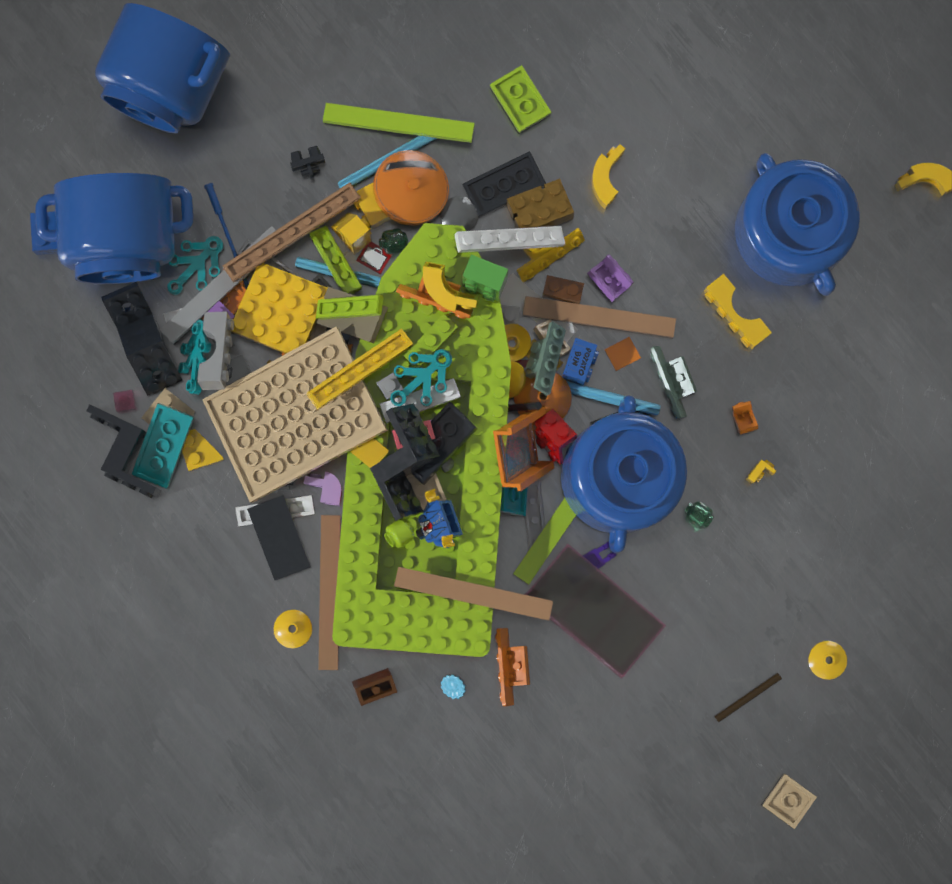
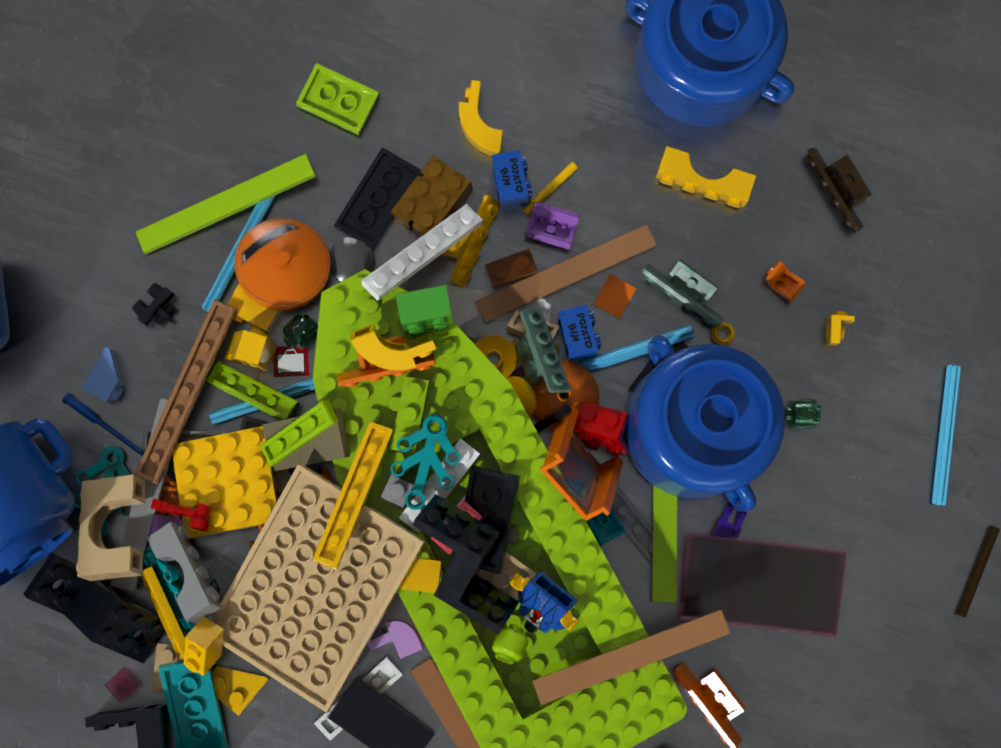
camera: 30 degrees left, 0 degrees up
(184, 371) = (164, 611): none -> yellow tile
(188, 267) = (98, 500): none -> tan arch
(197, 407) = (203, 646): none -> yellow brick
(243, 189) = (105, 378): none -> medium blue slope
(248, 320) = (198, 515): none -> red brick
(600, 231) = (510, 180): none -> blue brick
(628, 251) = (551, 187): none -> yellow bar
(684, 422) = (728, 329): none -> yellow plate
(785, 594) = (946, 435): none -> medium azure axle
(829, 377) = (844, 183): none -> dark brown bracket

